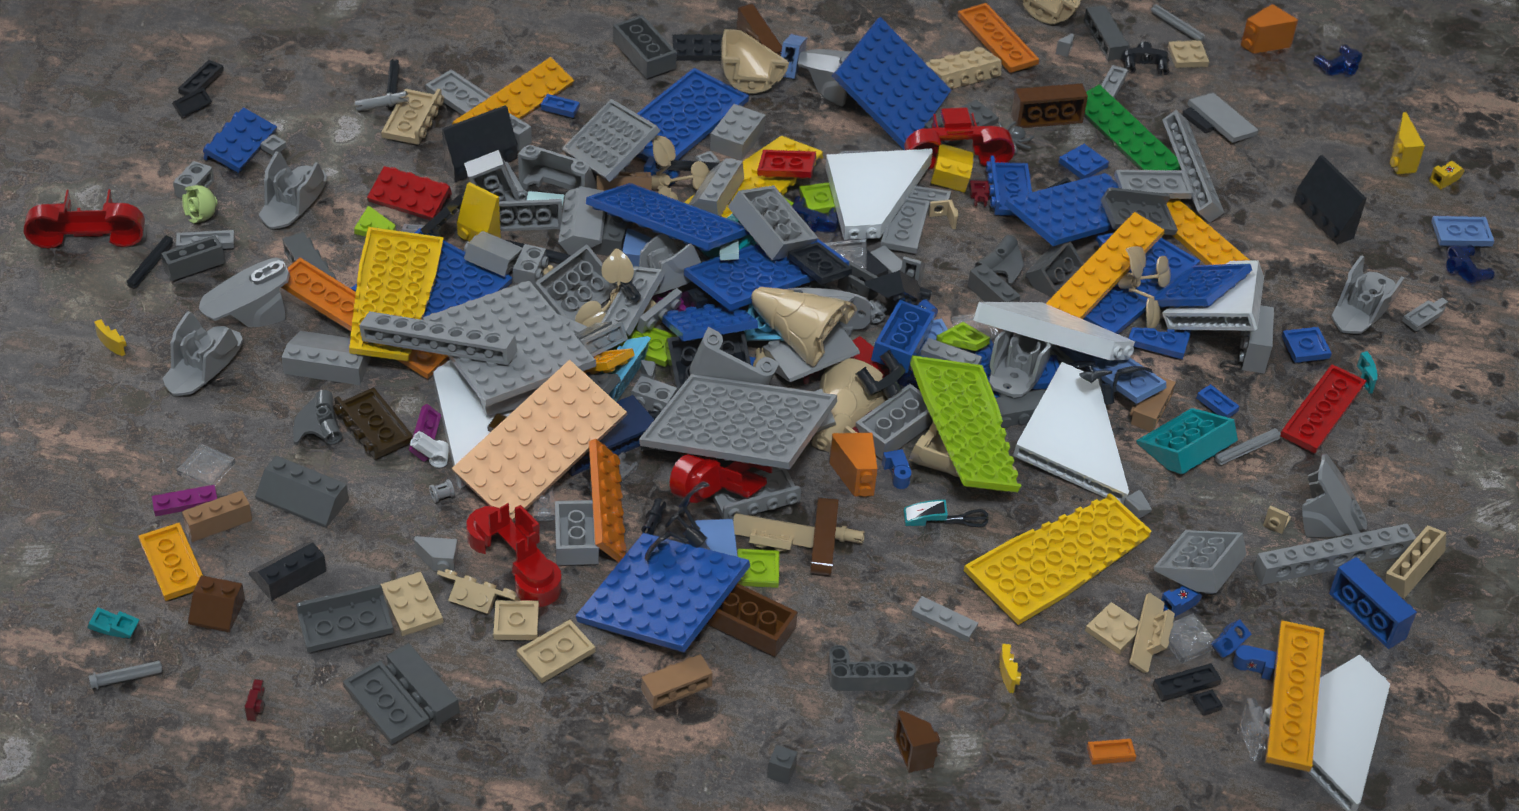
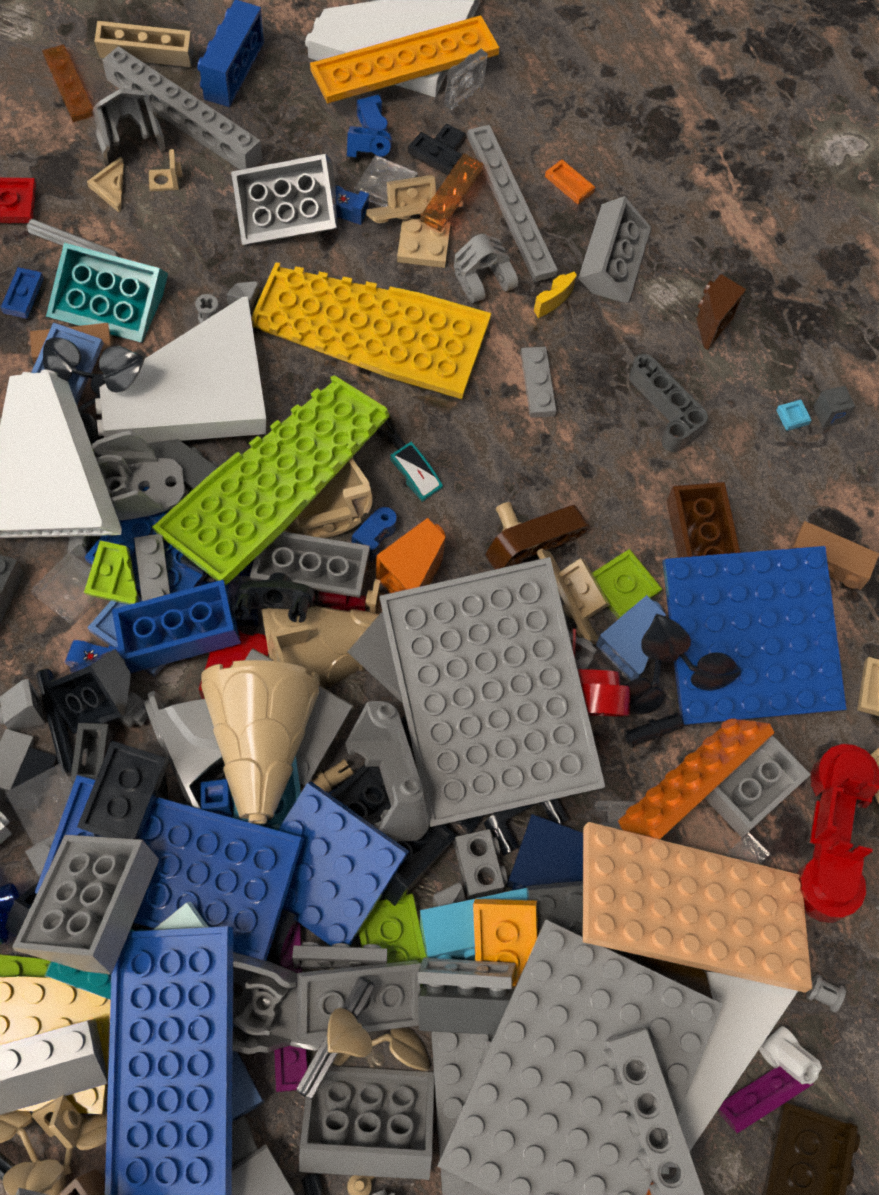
camera: 130 degrees left, 20 degrees up
(680, 189) = (64, 1121): none -> tan bracket
(799, 743) = (793, 415): none -> medium azure tile
(851, 355) = (286, 637): none -> tan bracket
(1020, 729) = (615, 250): none -> light grey slope
(1067, 634) = (481, 253): none -> light grey piece
(1116, 697) = (512, 204): none -> light grey plate
(1135, 478) = (206, 306): none -> light grey bush
(1143, 654) = (451, 192): none -> clear orange tile
(1288, 488) = (109, 183): none -> tan tile
(1409, 514) = (68, 83): none -> clear orange tile

